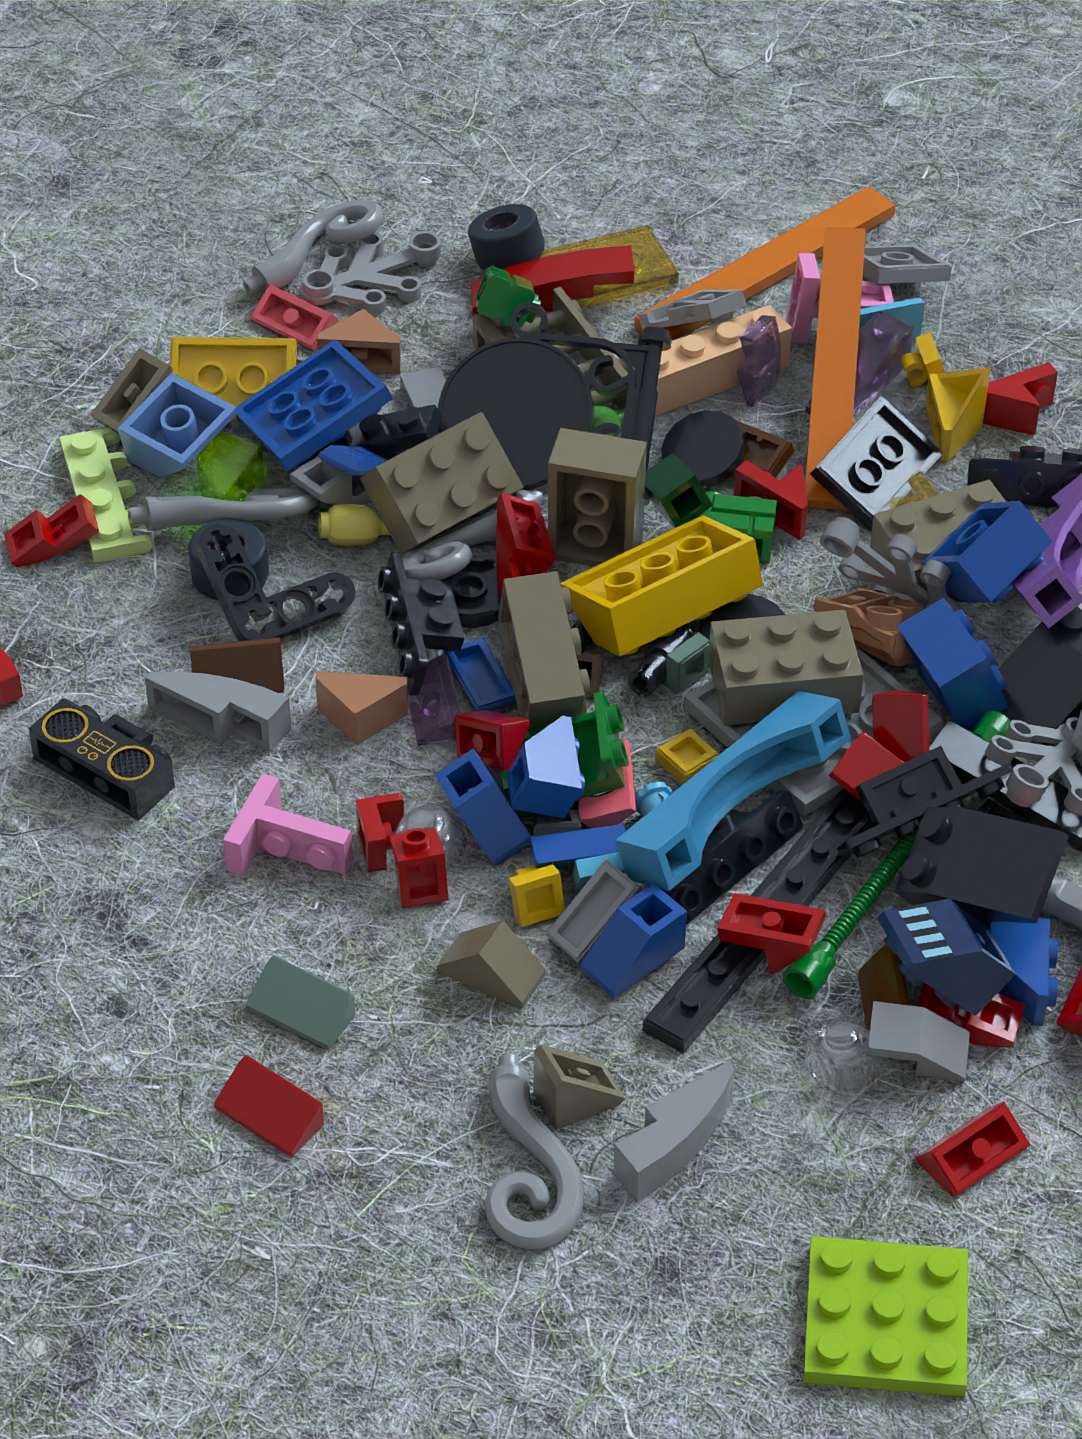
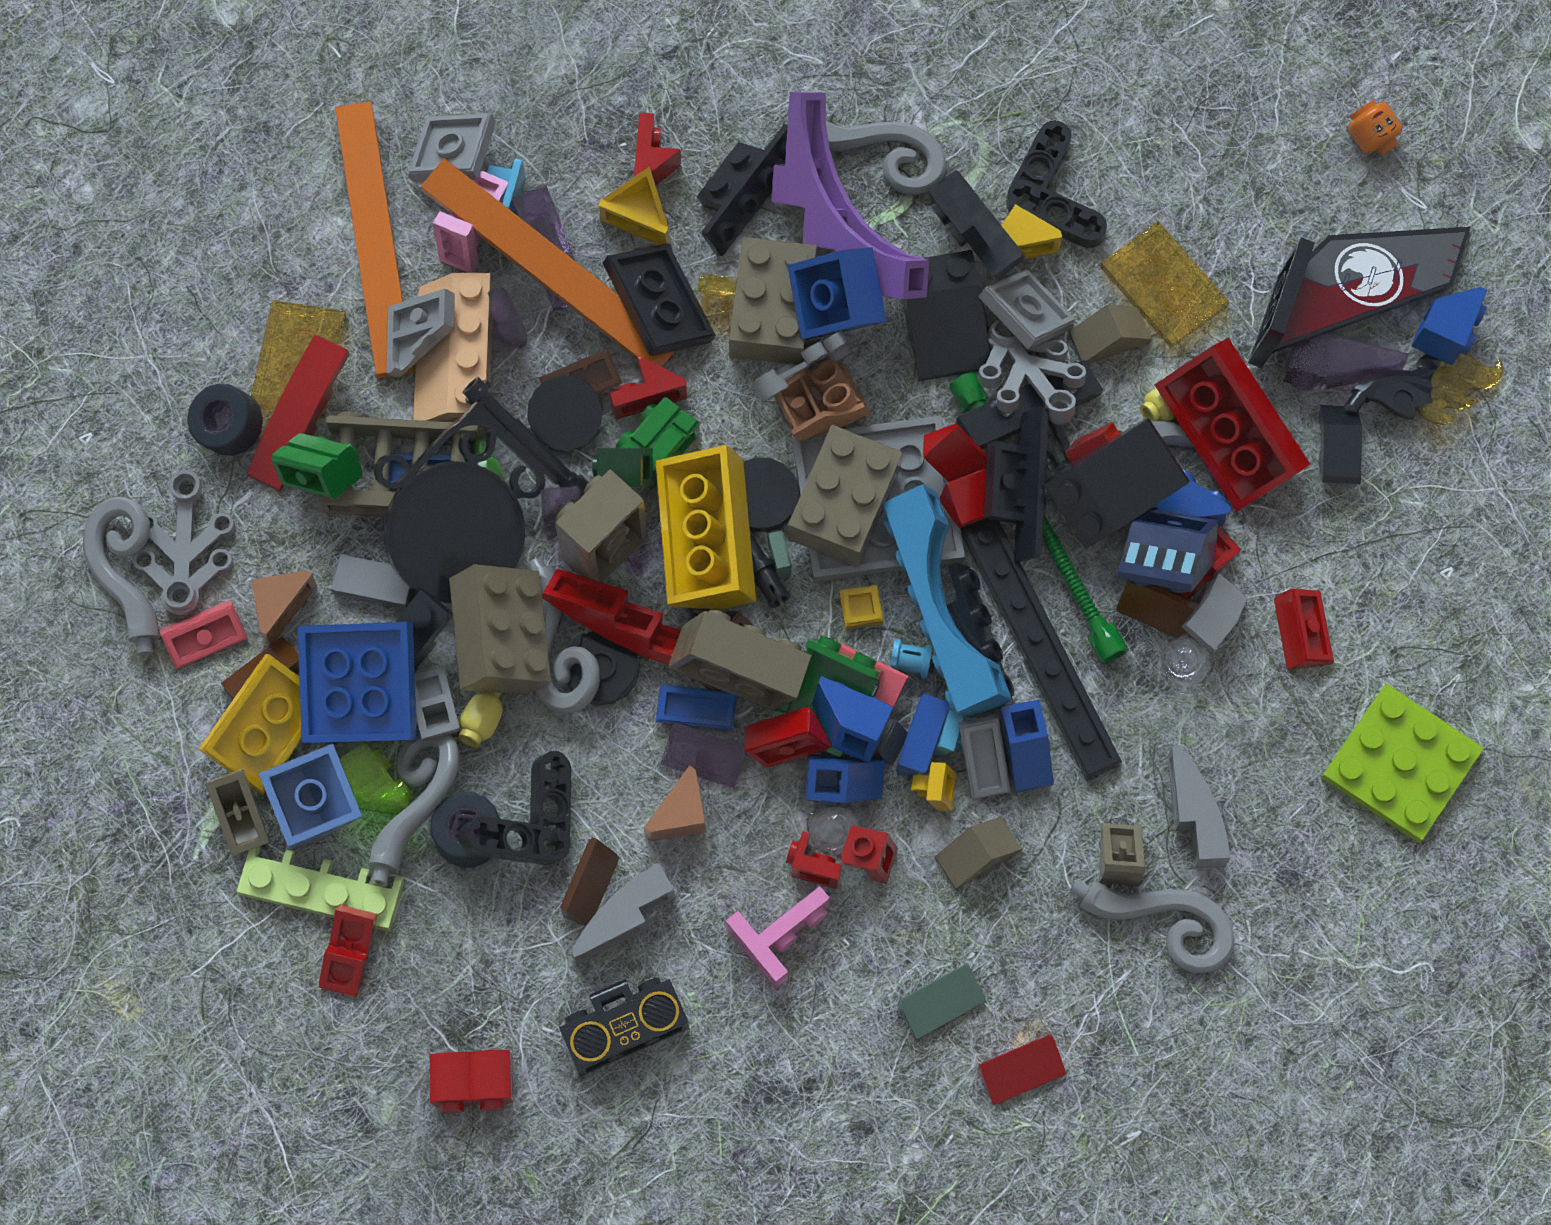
camera: 60 degrees left, 25 degrees up
(351, 459) = (437, 682): blue tile -> none
(420, 617) = (626, 722): black bracket -> none
(777, 926) = (1072, 647): red slope -> none
(923, 364) = (571, 194): yellow tile -> none
(954, 663) = (911, 380): blue brick -> none

